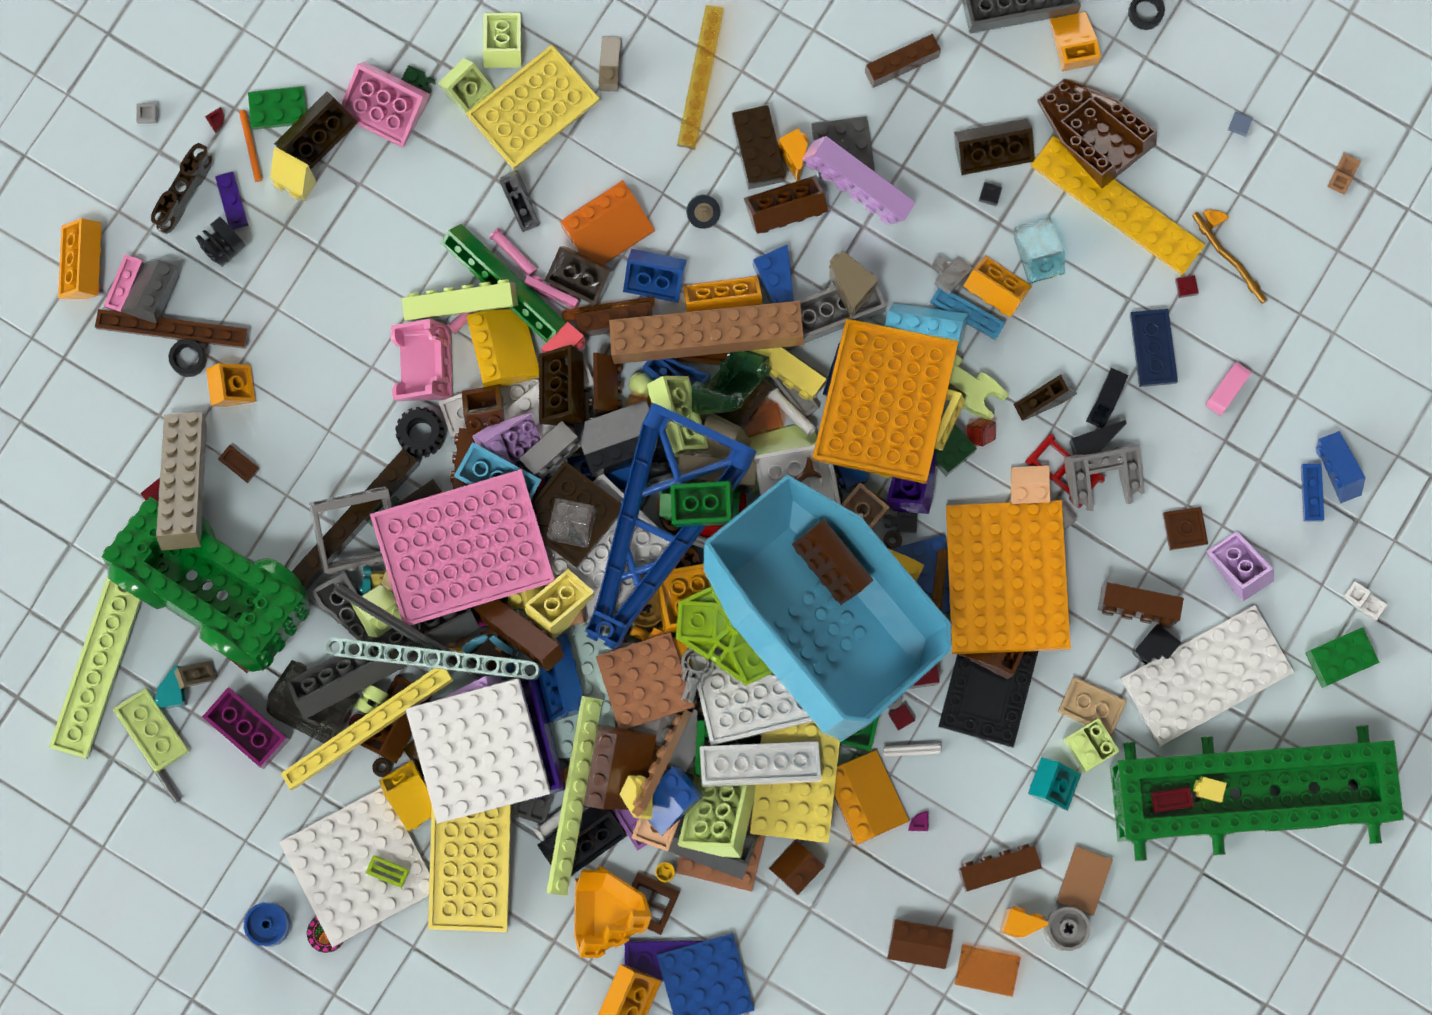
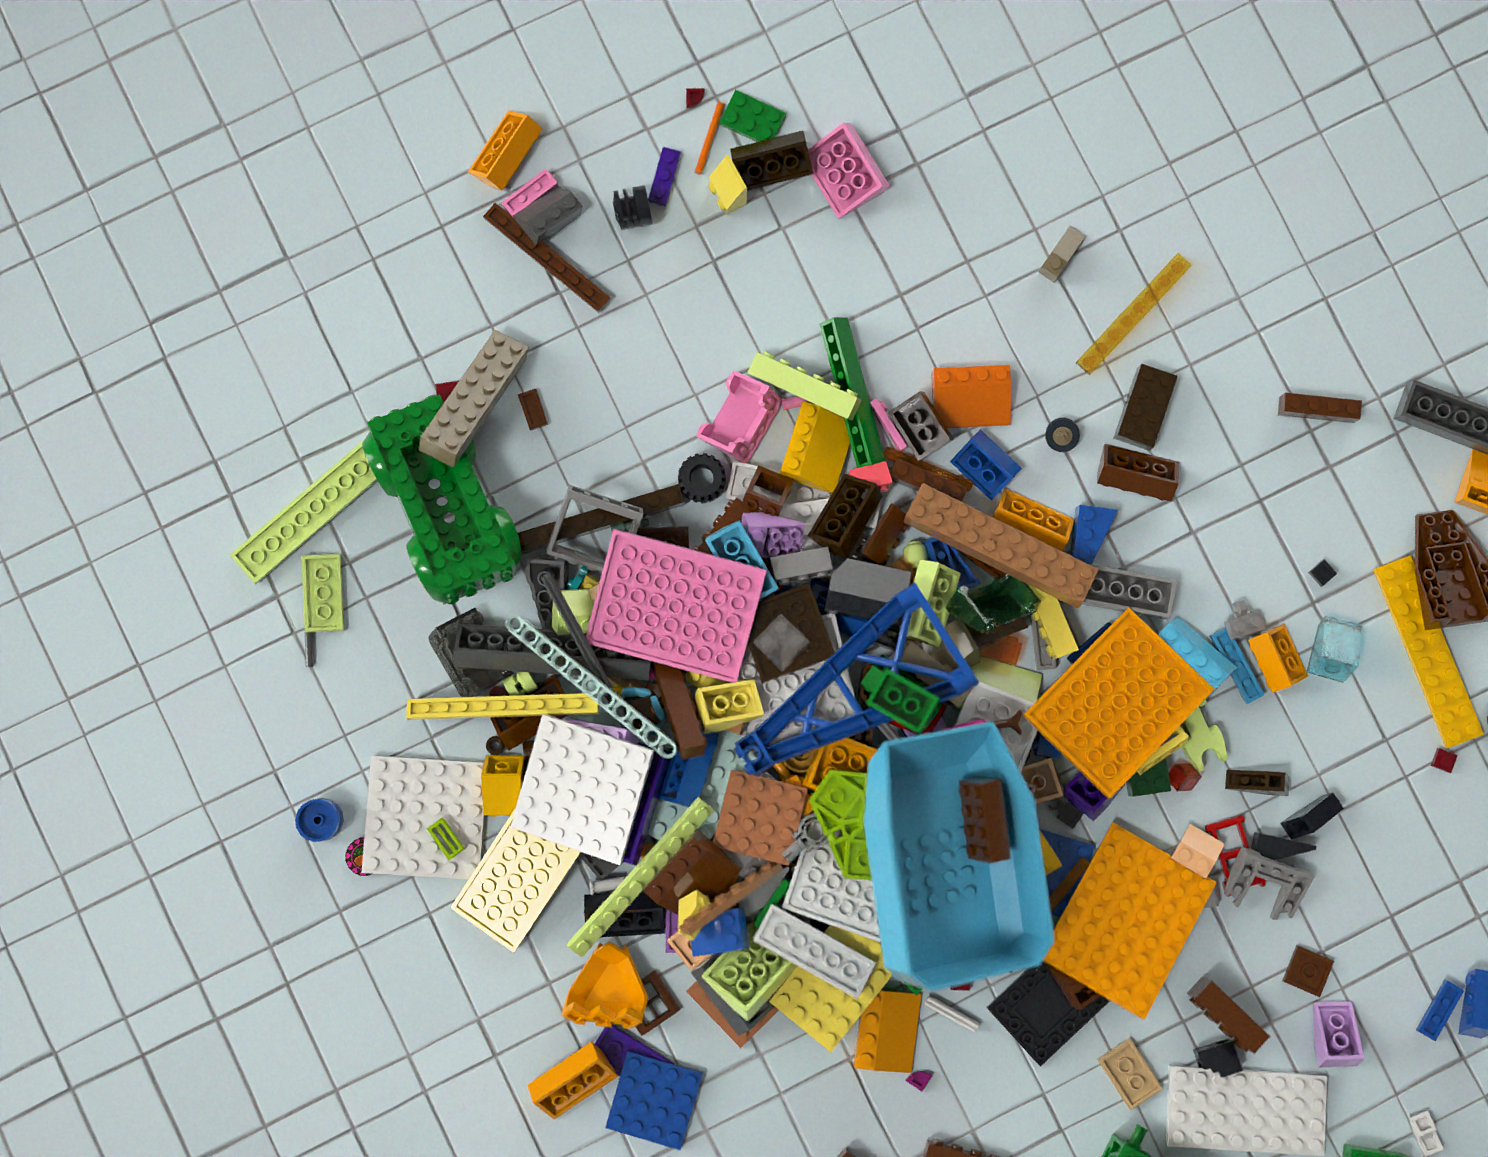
camera: 30 degrees right, 5 degrees up
(146, 113) = (638, 55): light grey plate -> none
(169, 693) = (360, 569): teal slope -> none
(172, 202) = (643, 133): dark brown piece -> none
(177, 347) = (544, 277): black tyre -> none
(195, 674) = (386, 569): dark tan plate -> none
(230, 385) = (566, 337): light orange slope -> none
(245, 728) = (401, 641): magenta brick -> none
(416, 78) = (886, 165): dark green plate -> none
(466, 85) = (925, 197): yellowish green slope -> none
(502, 40) = (981, 176): yellowish green slope -> none
(512, 252) = (876, 369): bright pink pin -> none
(519, 200) = (909, 327): black slope -> none
(532, 107) = (971, 251): light yellow plate -> none
(665, 872) = (674, 986): yellow wheel -> none
(792, 150) = (1174, 430): light orange slope -> none
(792, 412) = (1030, 658): white pin -> none
(796, 867) = (791, 1053): reddish brown slope -> none
(850, 135) = (1218, 452): dark grey plate -> none
(851, 282) = (1153, 579): dark tan slope -> none
(858, 181) = (1215, 493): lavender brick -> none
(896, 535) = (1054, 822): dark brown plate -> none
(994, 146) = (1353, 533): dark brown slope -> none
(1054, 783) = (1055, 1120): teal slope -> none
(1091, 745) = (1107, 1109): yellowish green slope -> none
(1153, 347) = (1380, 796): dark blue plate -> none
(1228, 388) = (1423, 873): bright pink beam -> none

